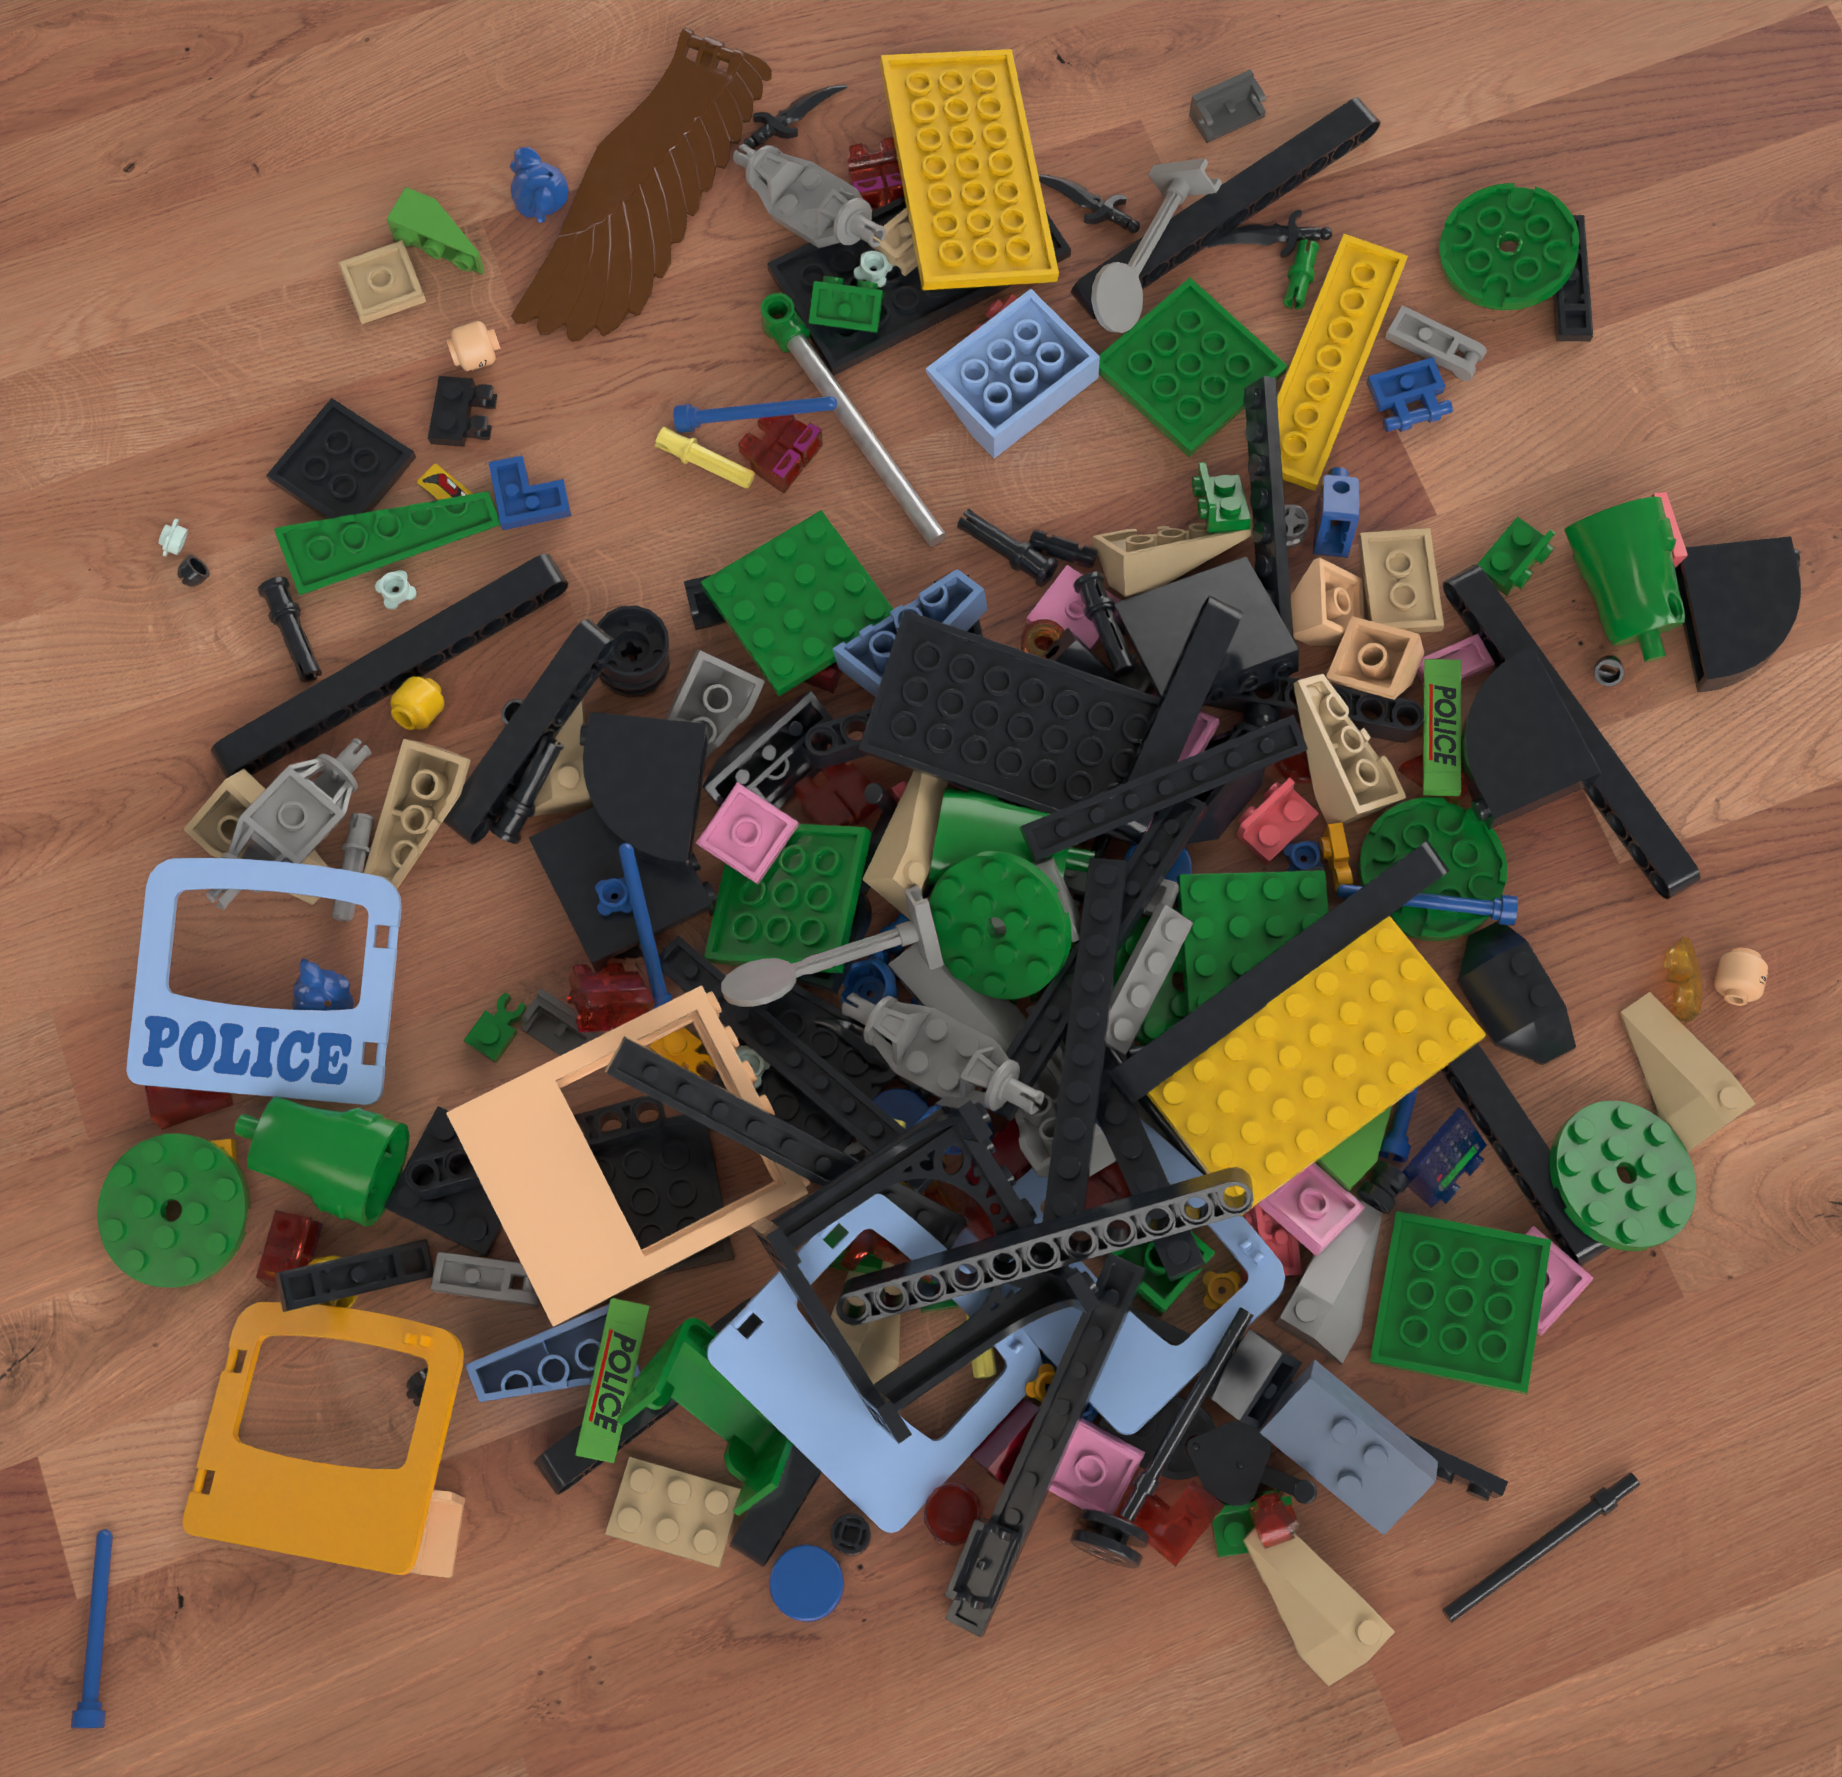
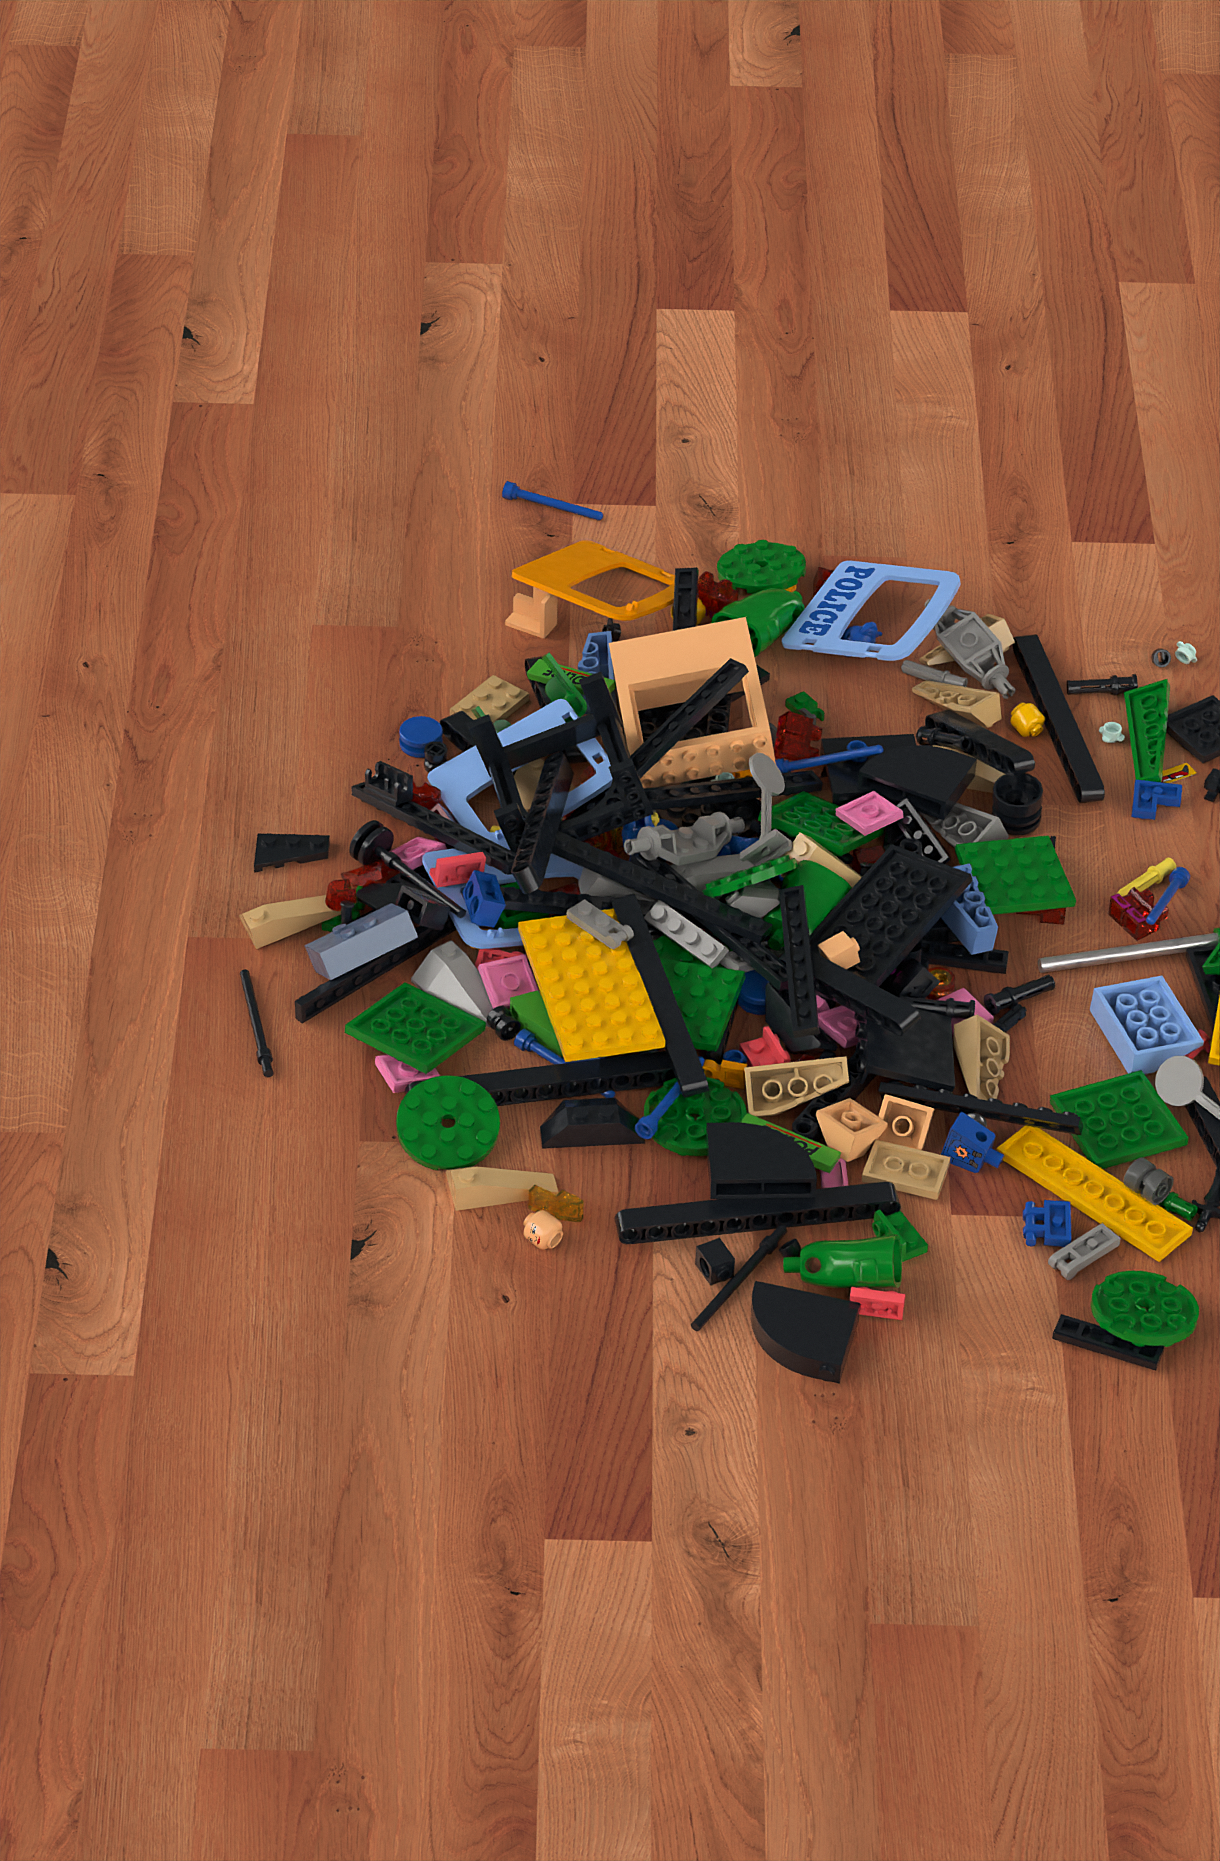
camera: 110 degrees right, 30 degrees down
(1108, 749) = (840, 950): none -> light nougat brick
(1151, 1678) = (285, 848): none -> black wing
(1160, 1356) = (457, 869): none -> coral bracket
(1210, 1088) = (599, 924): none -> light grey plate
(1210, 1287) = (483, 899): none -> blue brick
(1220, 501) = (1005, 1087): green bracket -> none
(1312, 286) = (1148, 1181): none -> dark grey wheel
(1445, 1158) = (504, 1042): clear blue slope -> none
(1613, 701) = (766, 1247): none -> black bar
(1681, 748) = (715, 1261): none -> black brick

